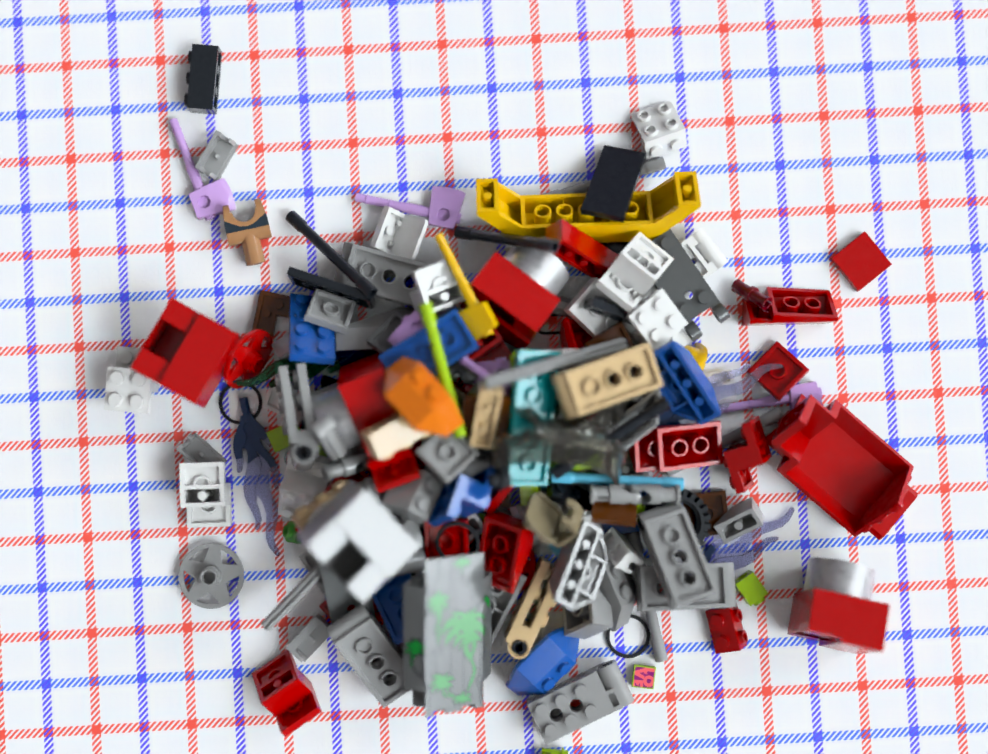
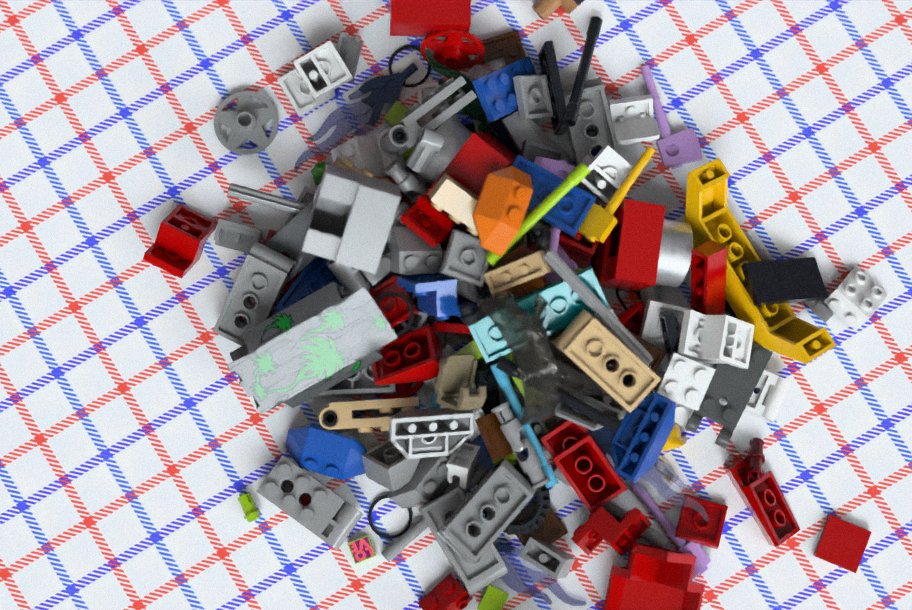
camera: 60 degrees right, 5 degrees down
(540, 244) = (693, 240): black piece -> none

